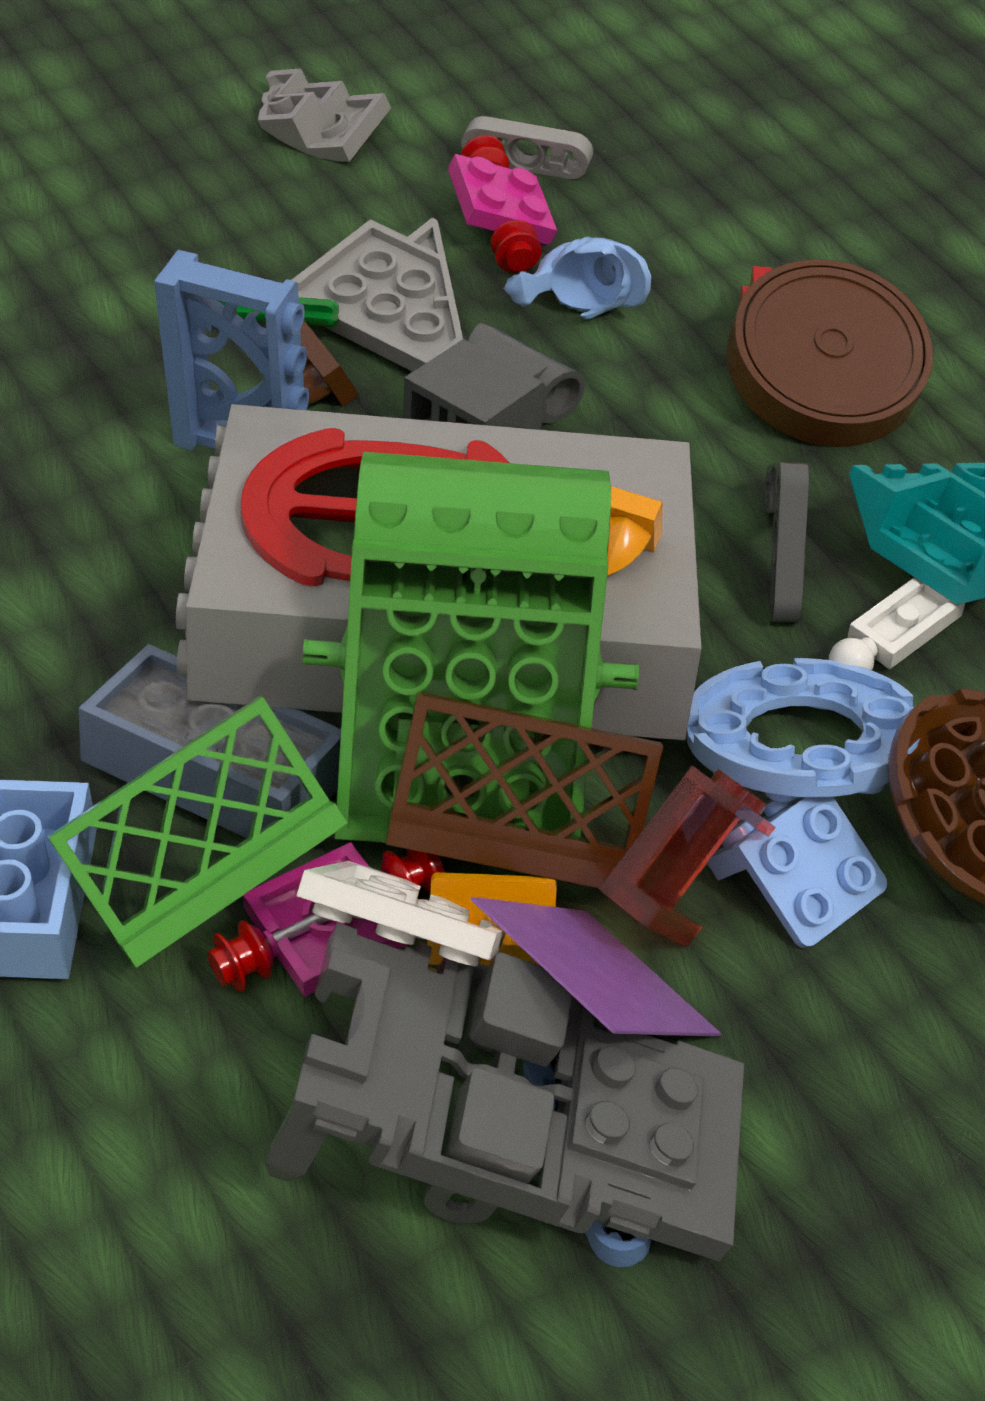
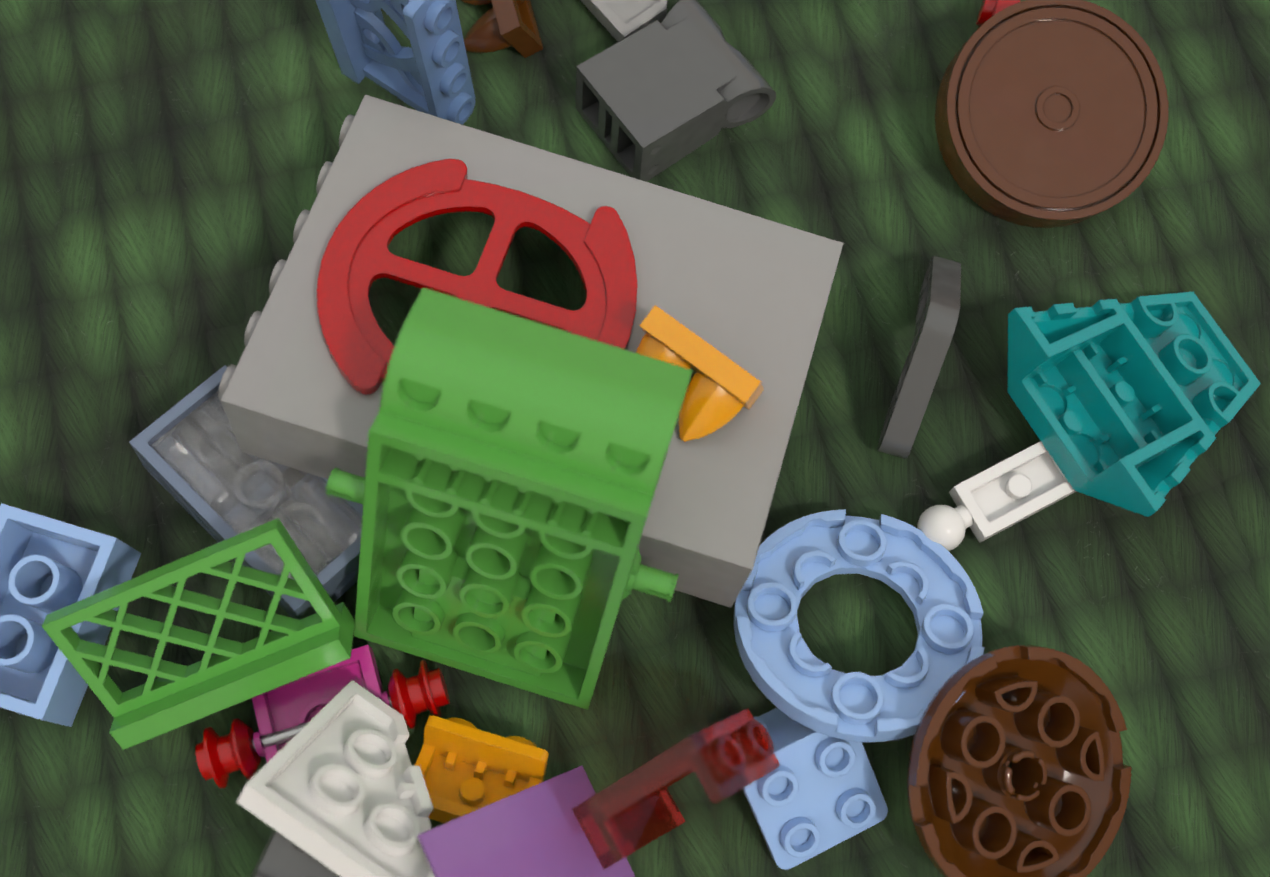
camera: 15 degrees right, 25 degrees up
(508, 844) = (518, 701): reddish brown fence -> none

